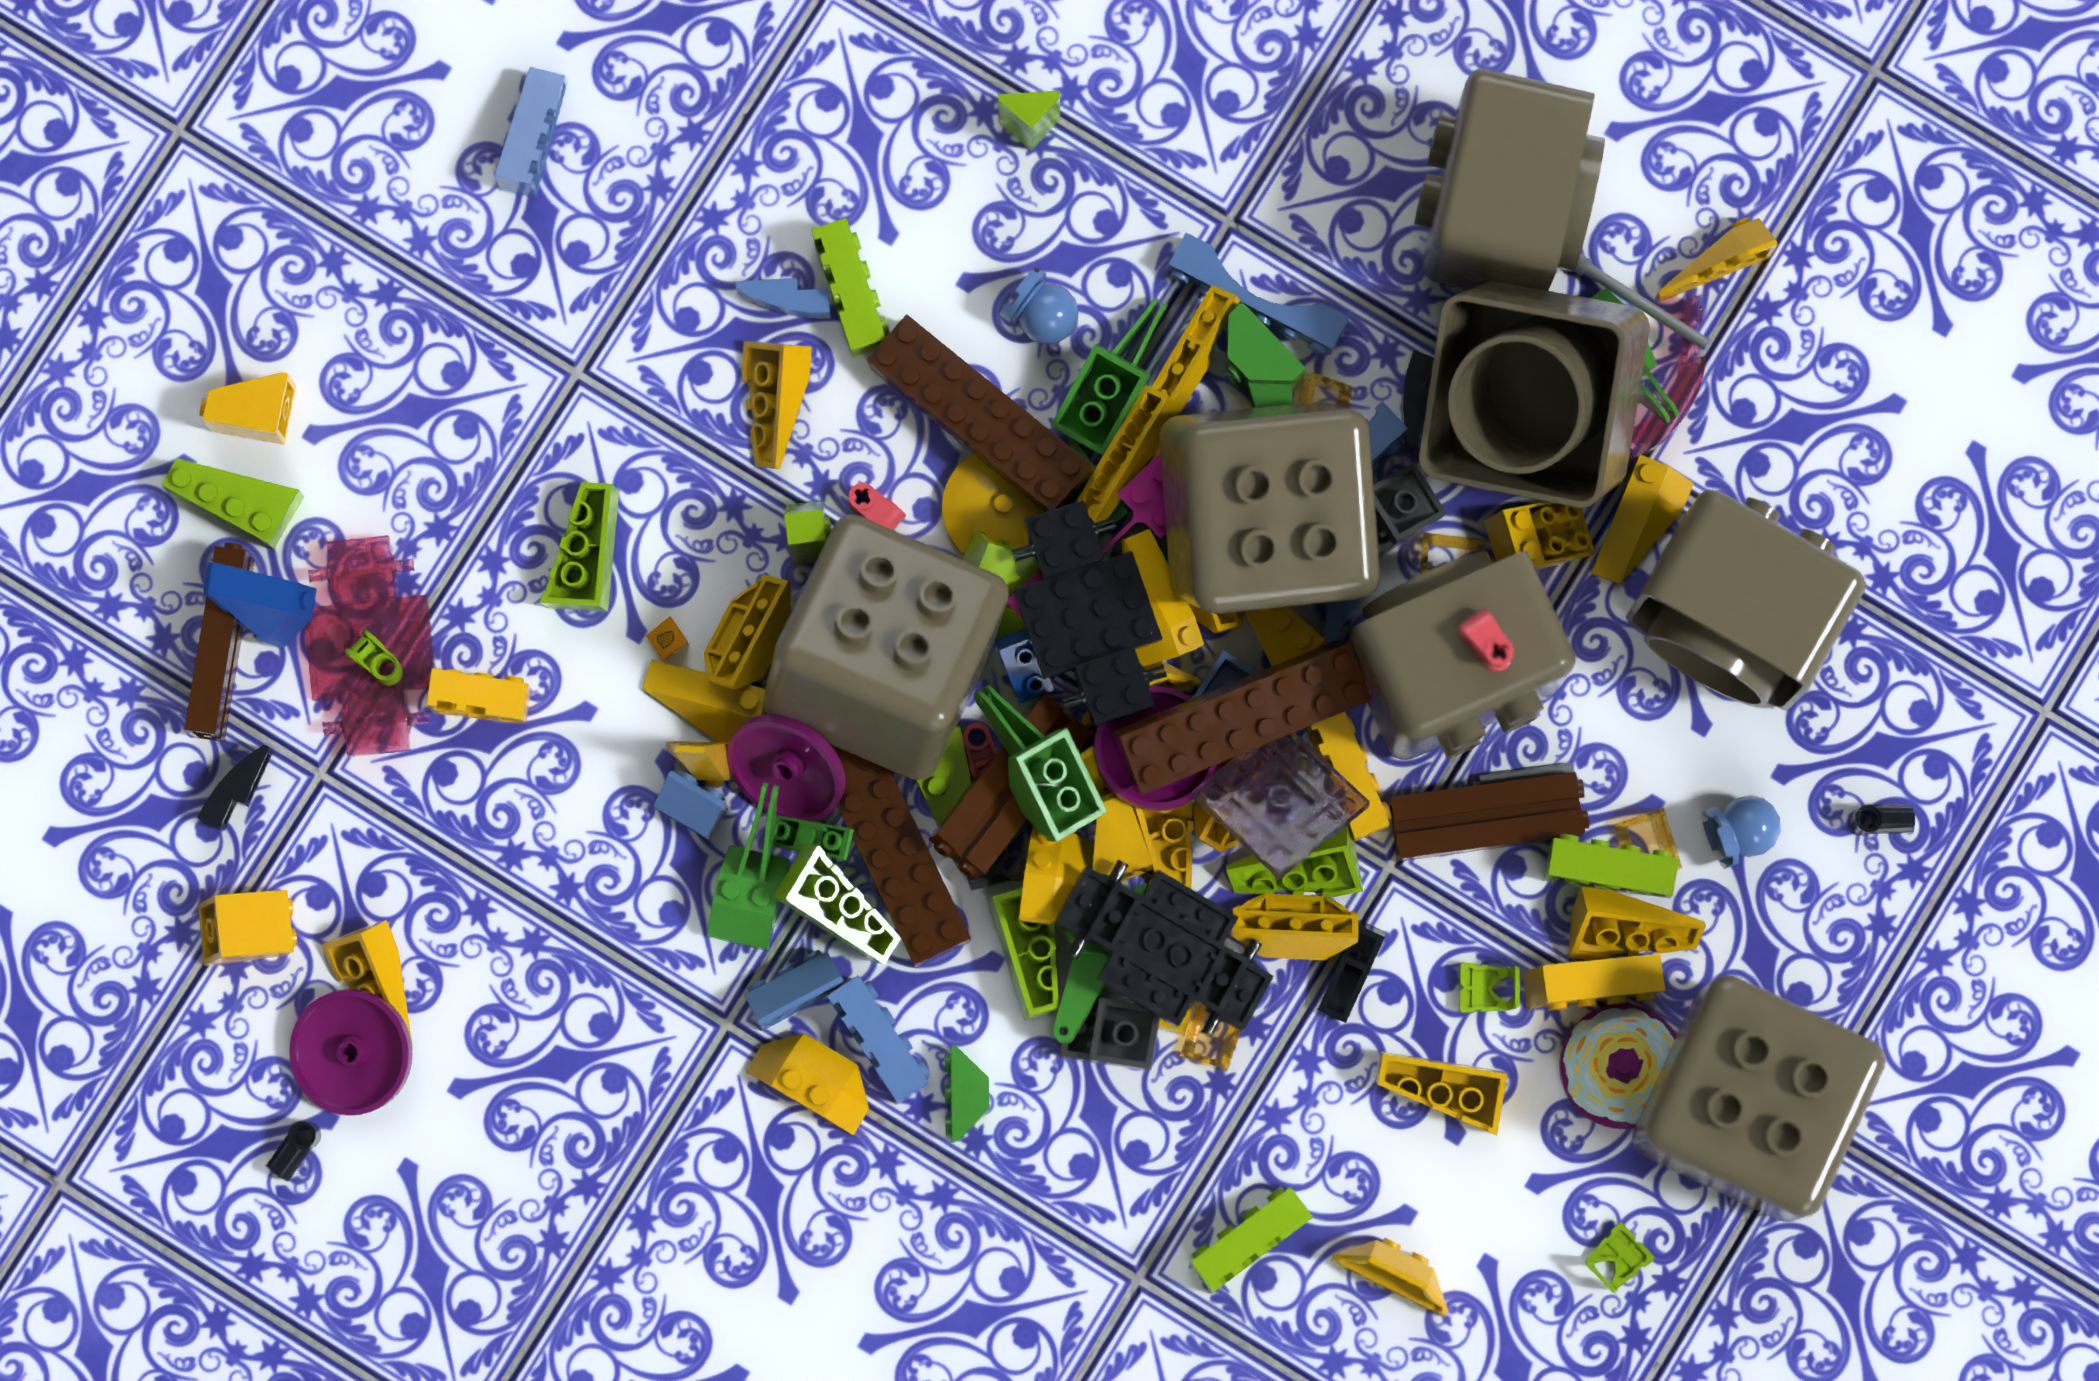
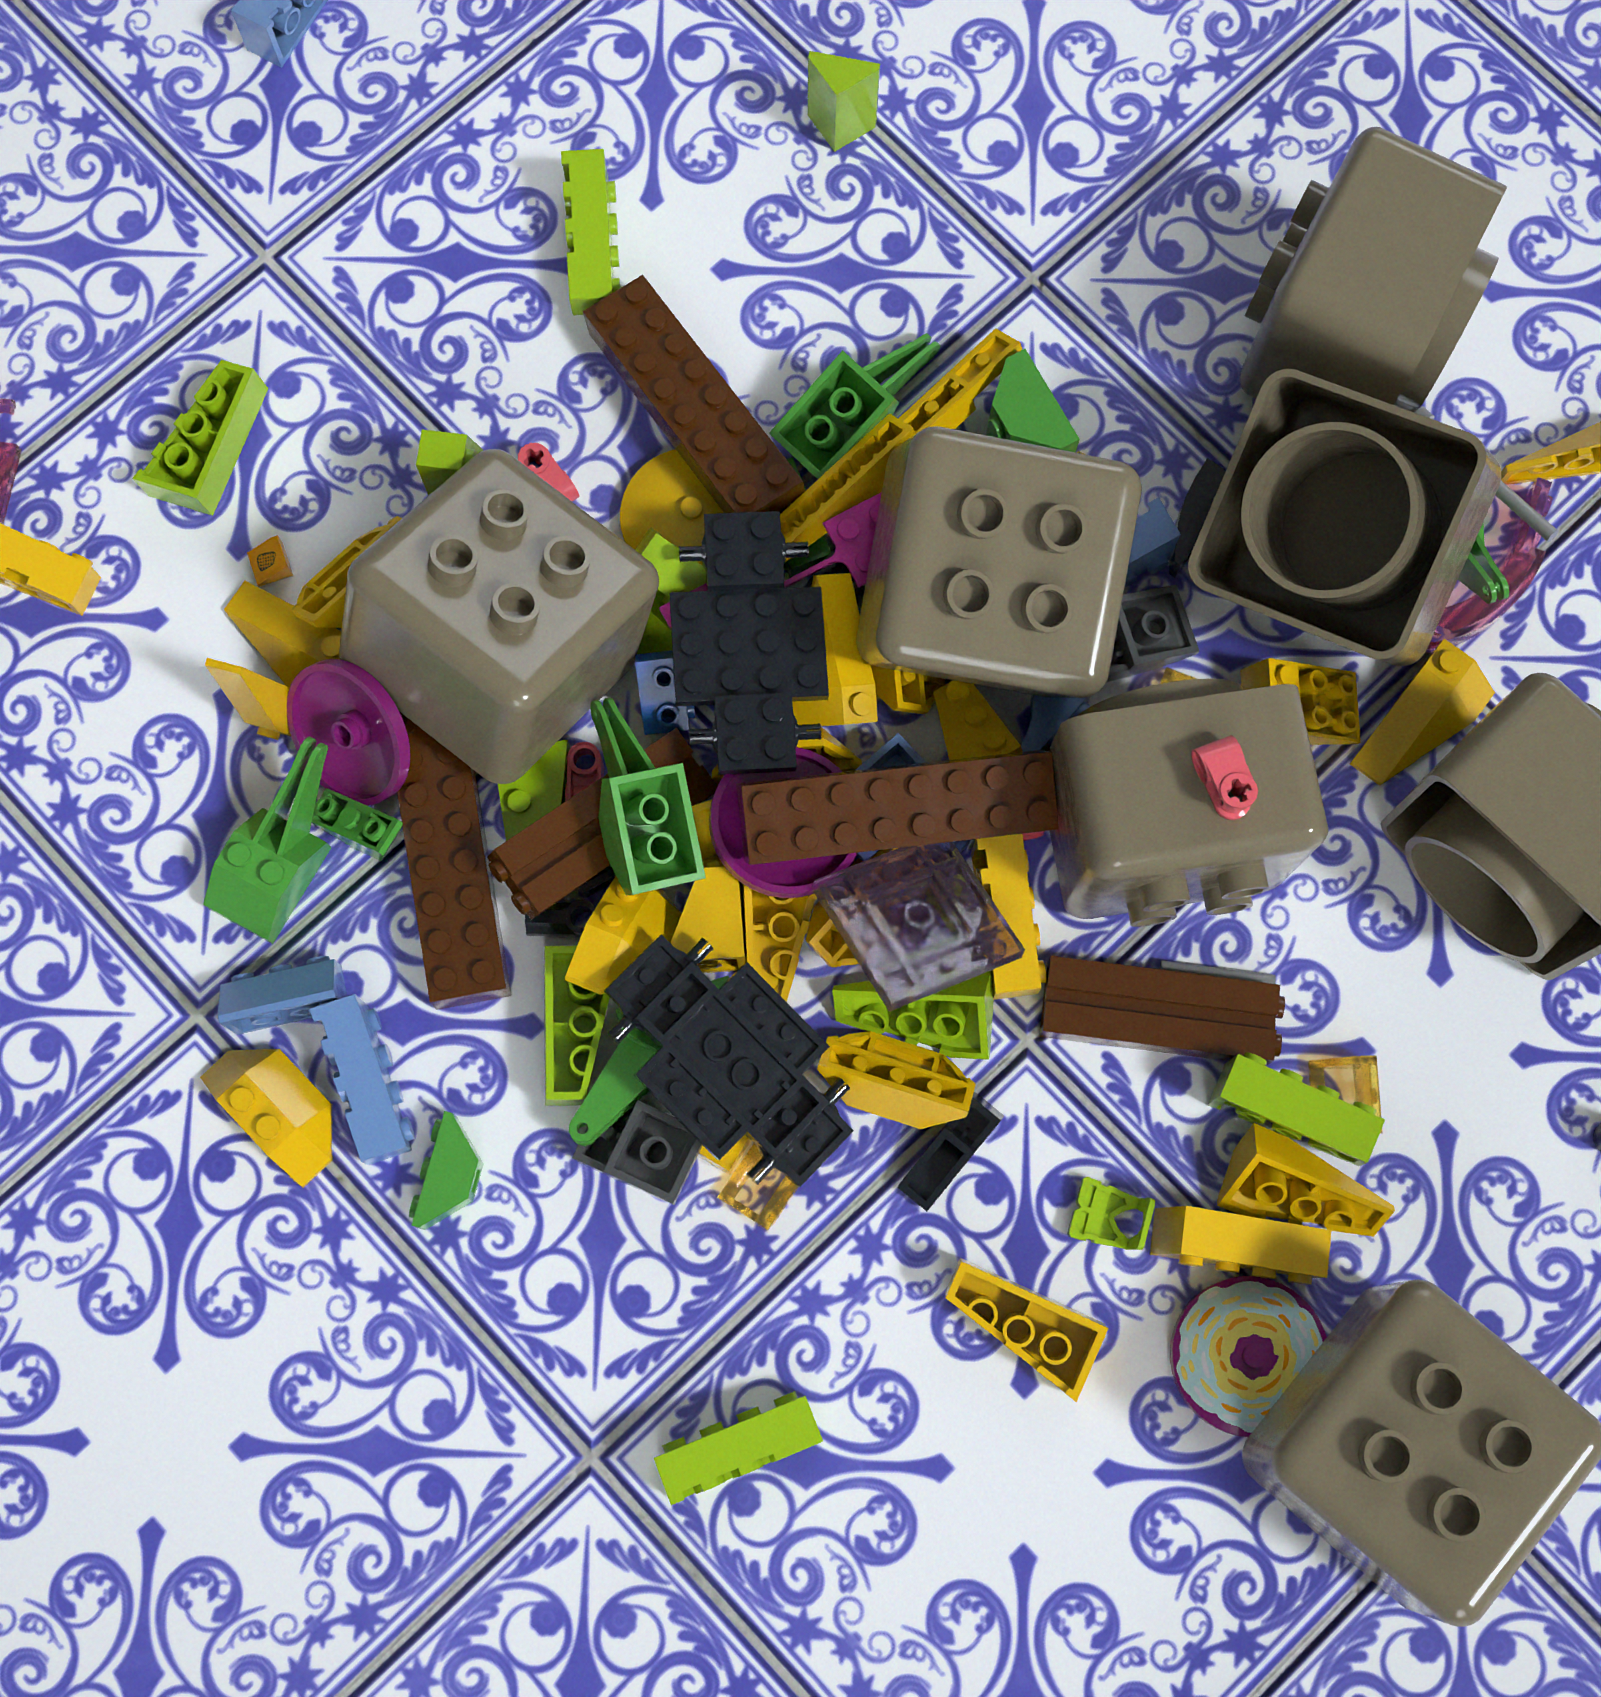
camera: 15 degrees right, 5 degrees down
(691, 805) = (232, 748): medium blue slope -> none
(776, 386) = (480, 311): yellow wedge -> none
(786, 298) = (517, 231): medium blue slope -> none
(828, 900) = (349, 897): wedge -> none
(1044, 310) = (797, 310): medium blue tile -> none
(1313, 324) = (1098, 405): medium blue arch -> none
(1396, 1272) = (907, 1538): yellow wedge -> none
(1625, 1252) = (1199, 1593): lime piece -> none
(1744, 828) = (1466, 1106): medium blue tile -> none

